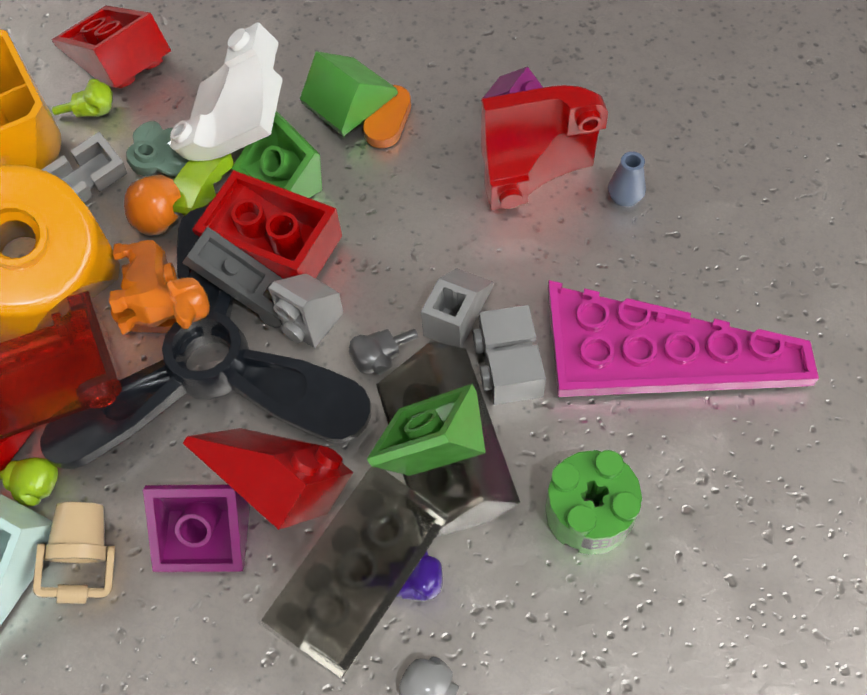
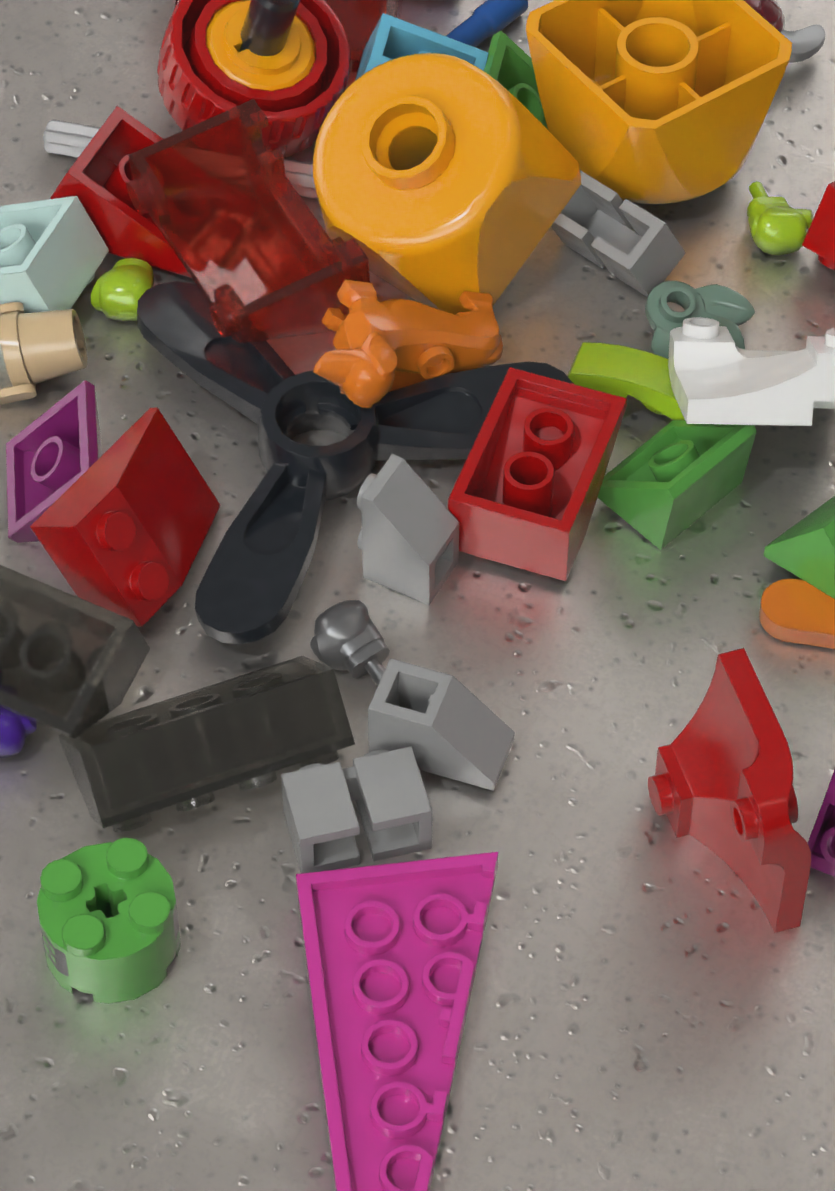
camera: 80 degrees right, 10 degrees down
(150, 204) = (575, 320): orange hair -> none
(234, 273) = (450, 422): dark grey plate -> none
(431, 434) = (175, 675): bright green slope -> none
(628, 181) = (722, 966): sand blue cone -> none

